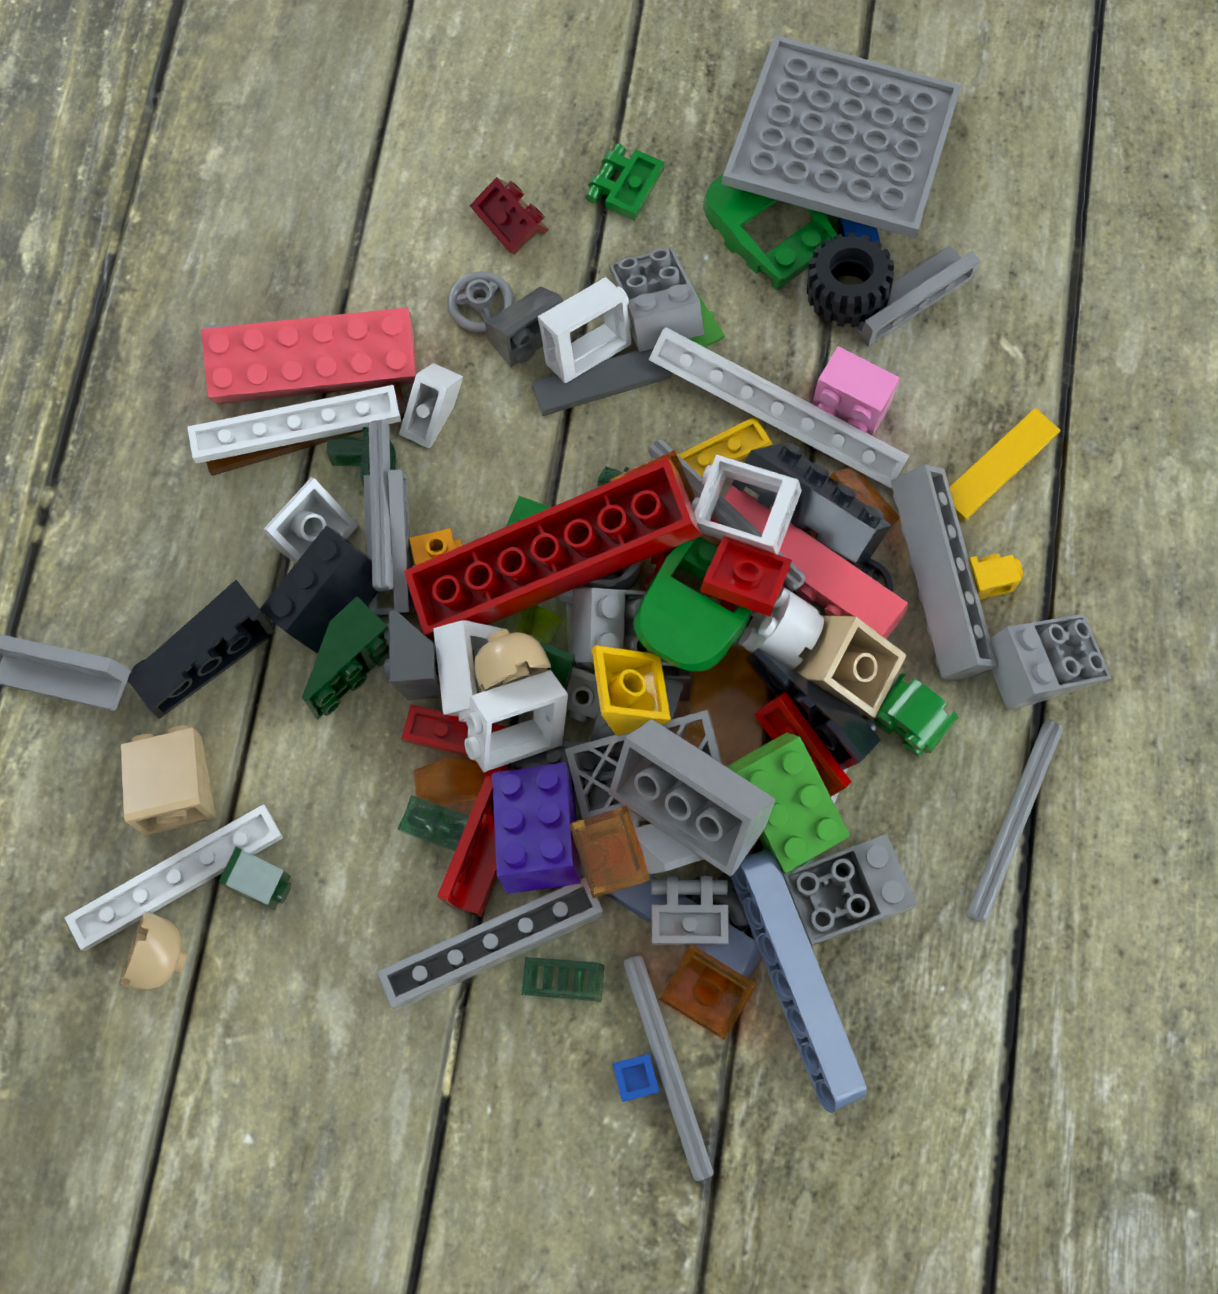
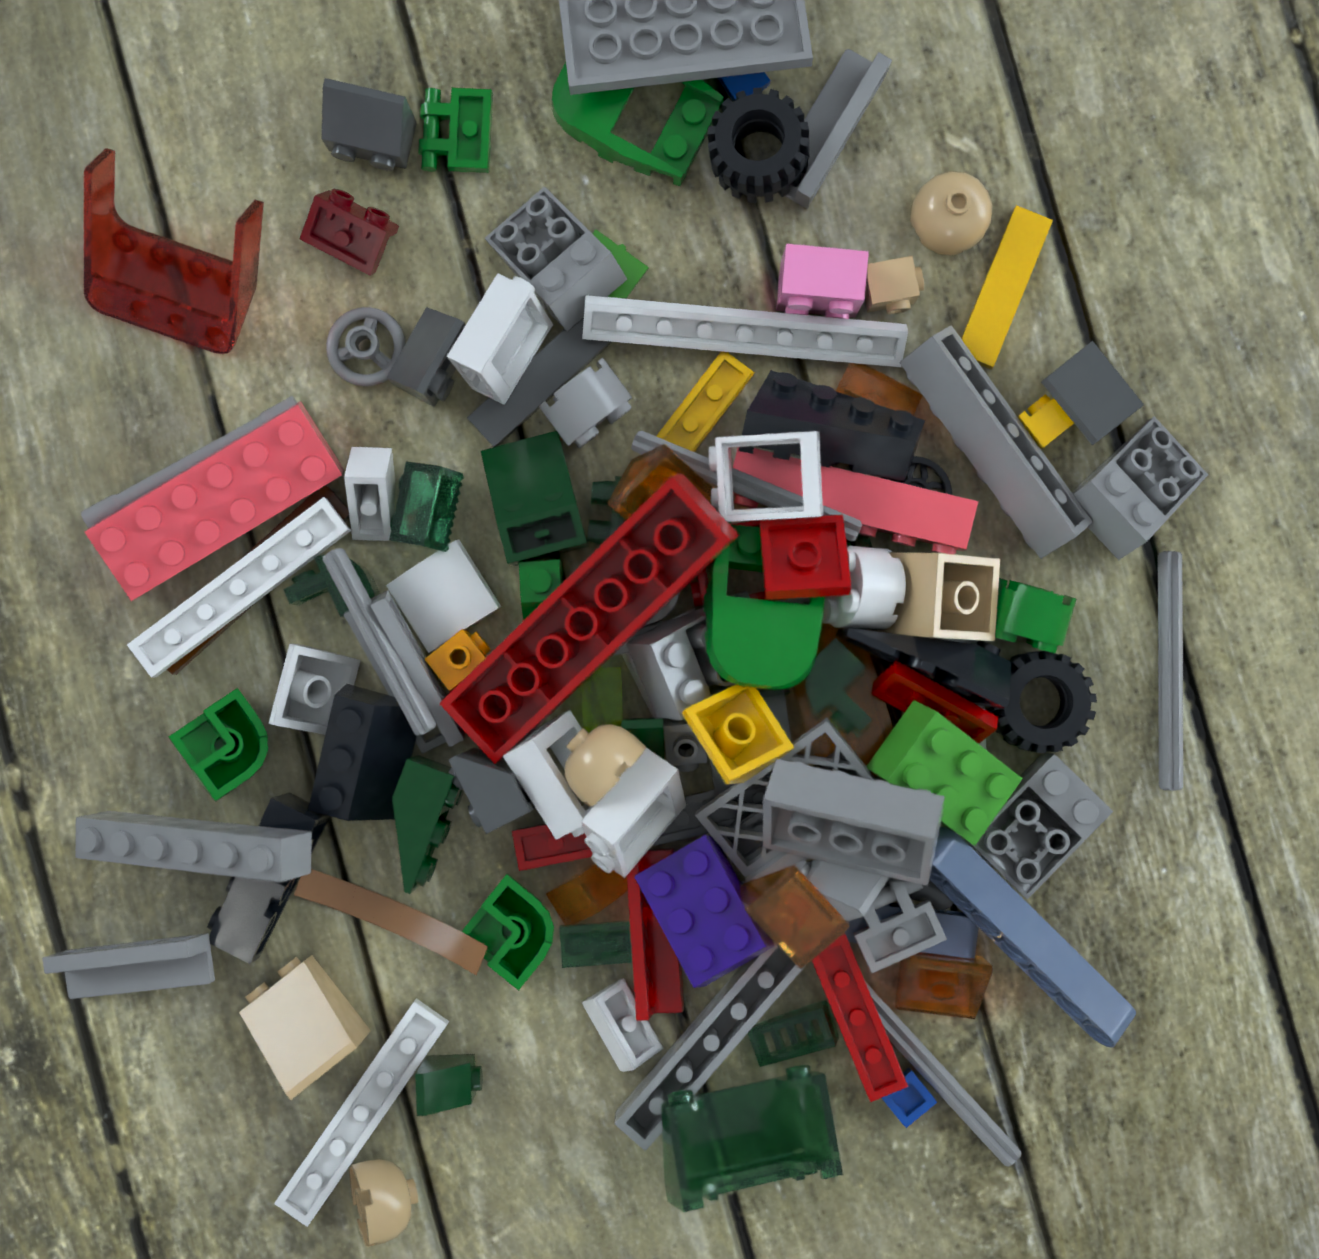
camera: 25 degrees left, 15 degrees up
(158, 590) = (194, 845): none -> light grey brick
(220, 534) = (223, 744): none -> green brick
(278, 729) = (393, 917): none -> medium nougat sticker
(351, 191) = (162, 280): none -> clear red windscreen
(370, 779) = (514, 929): none -> green brick
(421, 910) = (615, 1020): none -> white slope
(449, 500) = (443, 595): none -> white slope
(467, 428) = (426, 506): none -> clear green brick
(482, 1035) = (747, 1136): none -> clear green windscreen
(553, 458) = (533, 499): none -> dark green slope
(560, 145) = (366, 125): none -> dark grey slope
(623, 980) = (858, 1020): none -> red fence
(629, 406) = (587, 403): none -> light grey brick
(724, 689) = (827, 685): none -> clear green brick
(910, 423) = (893, 285): none -> tan brick
(914, 771) = (1073, 708): none -> black tyre
(981, 392) = (951, 212): none -> tan cylinder
(1038, 564) = (1092, 393): none -> dark grey slope

